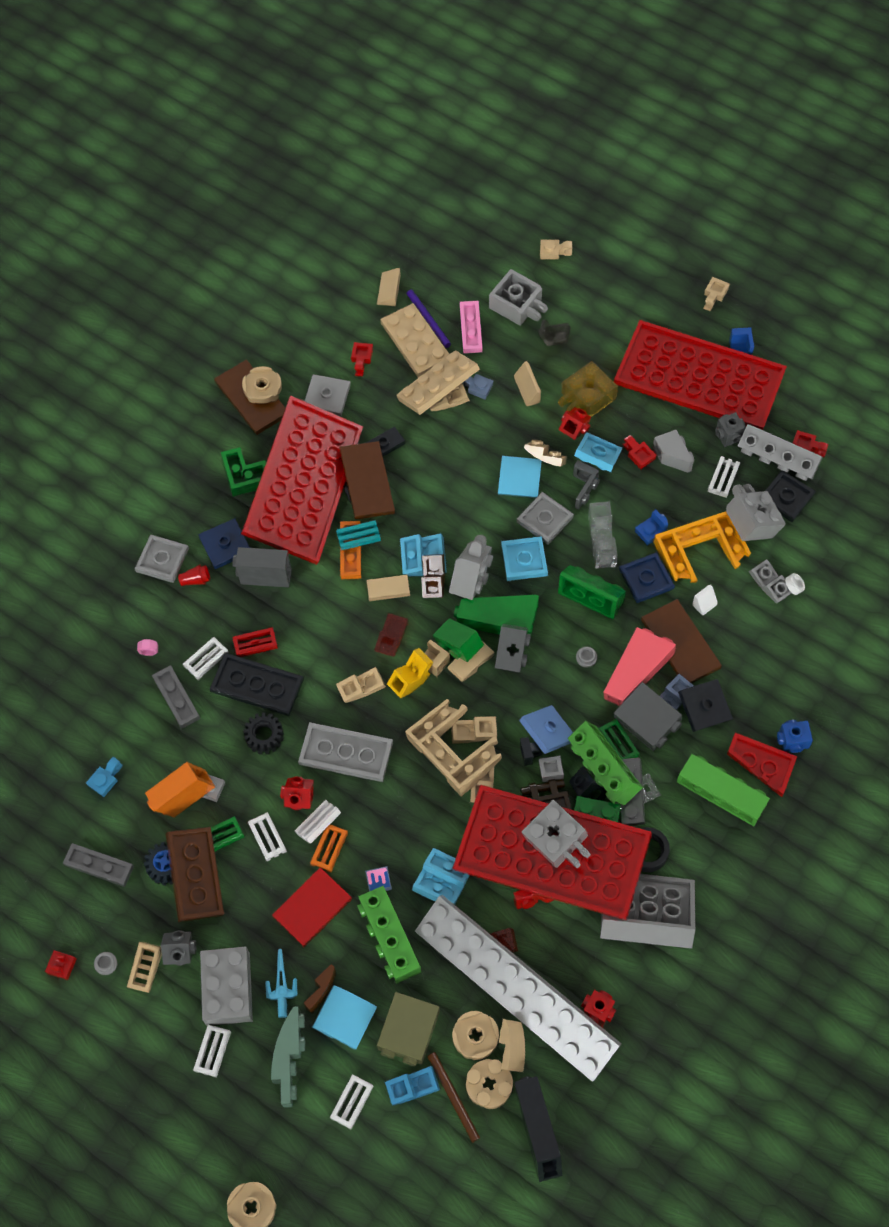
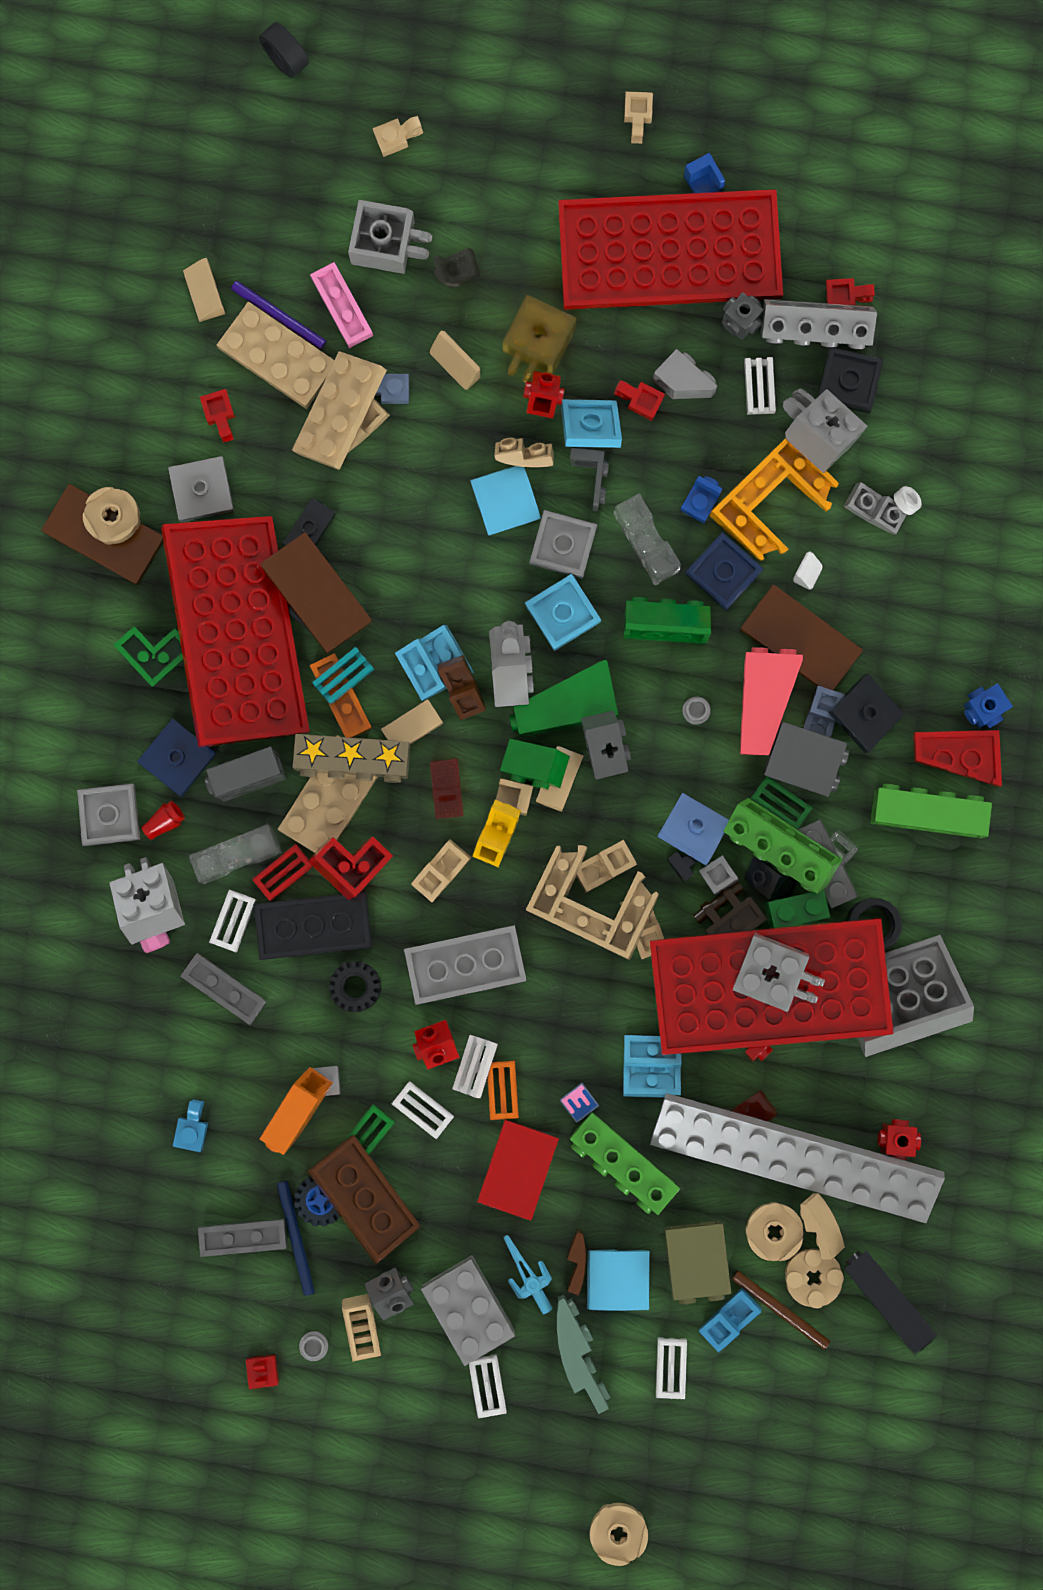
camera: 25 degrees left, 20 degrees up
(133, 885) = (295, 1238): none -> dark blue bar
(155, 618) = (146, 902): none -> light grey hinge
(245, 614) = (235, 853): none -> clear arch
(297, 653) = (349, 871): none -> red brick
(312, 609) = (324, 809): none -> tan plate
(337, 584) = (351, 757): none -> dark tan brick
(506, 176) = (283, 49): none -> black tyre

